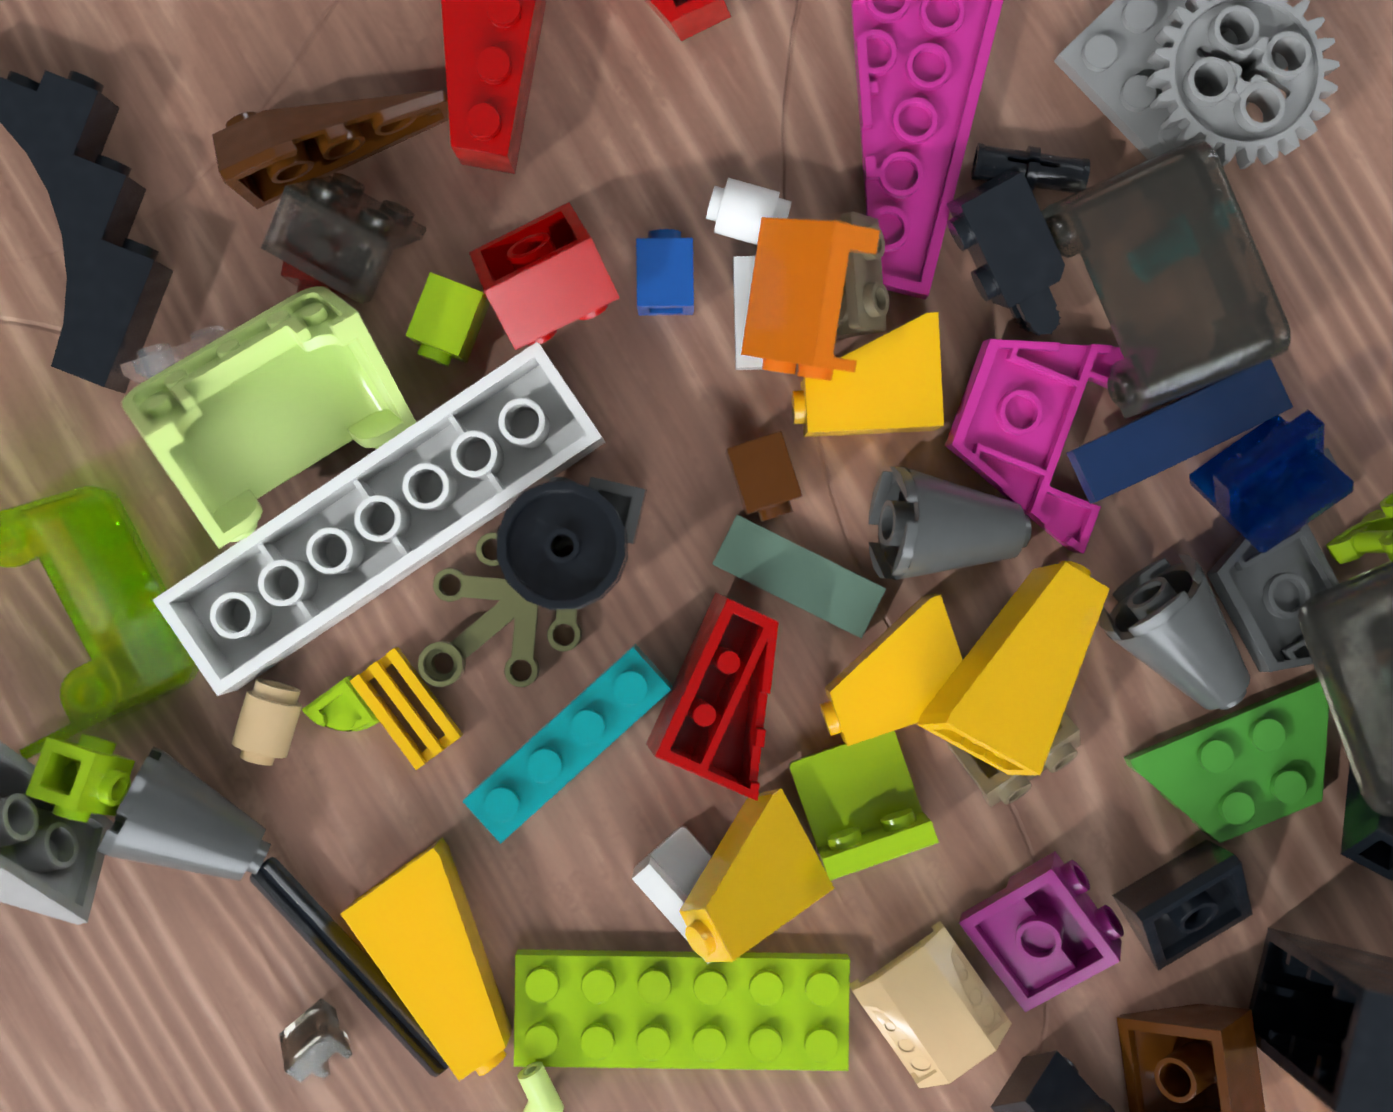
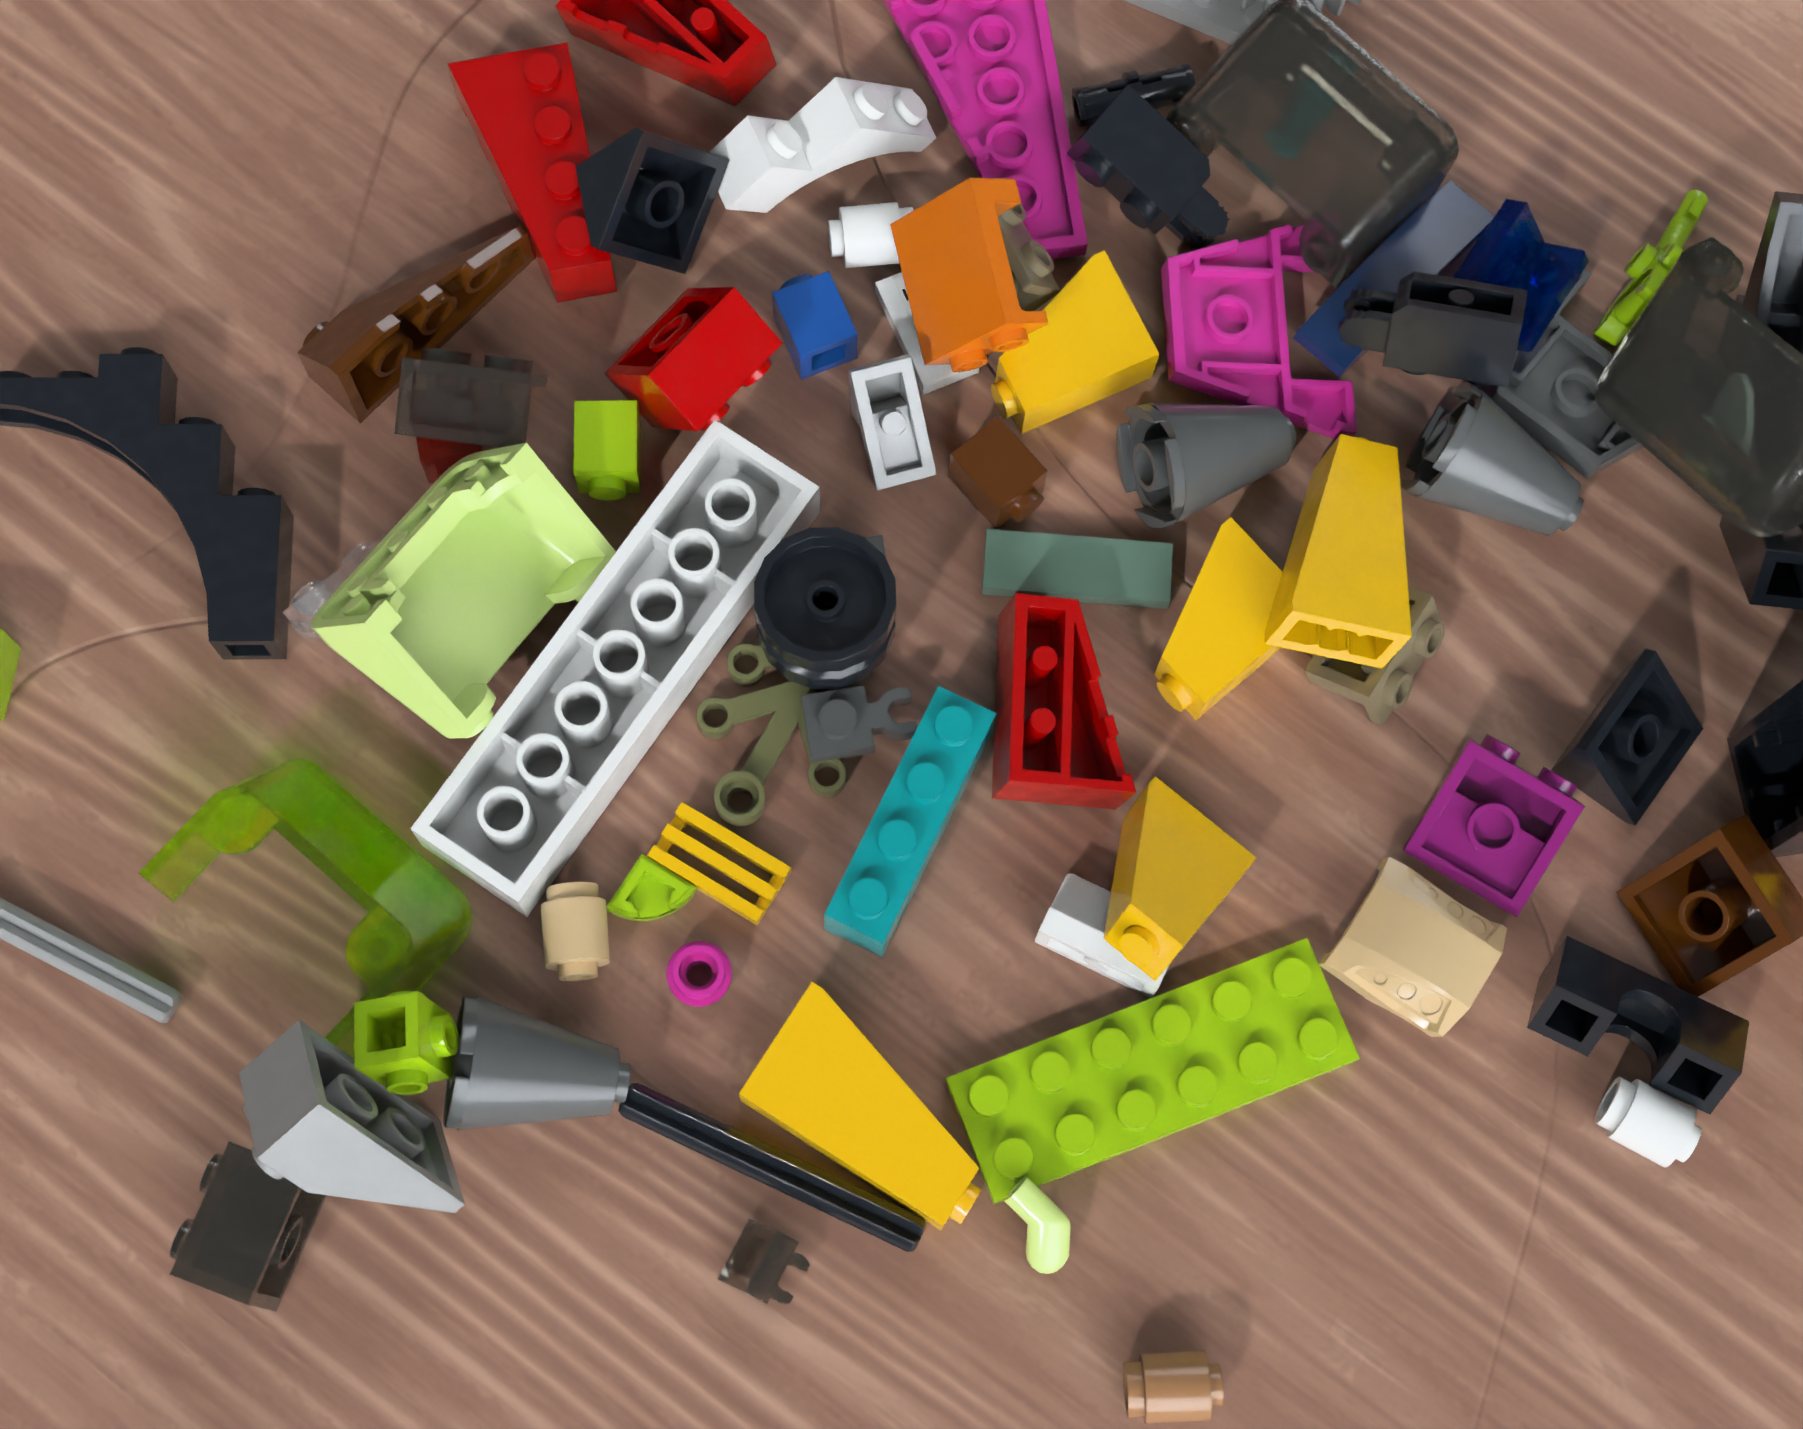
camera: 20 degrees left, 15 degrees down
(342, 802) = (693, 954): none -> dark pink plate
(550, 637) = (844, 723): none -> dark grey plate
(561, 111) = (649, 197): none -> black slope
(692, 395) = (891, 421): none -> slope
(754, 104) = (834, 129): none -> white arch
(861, 804) = (1243, 764): lime bracket -> none
(1194, 507) = (1439, 327): none -> black hinge
(1244, 764) = (1618, 579): bright green wing -> none

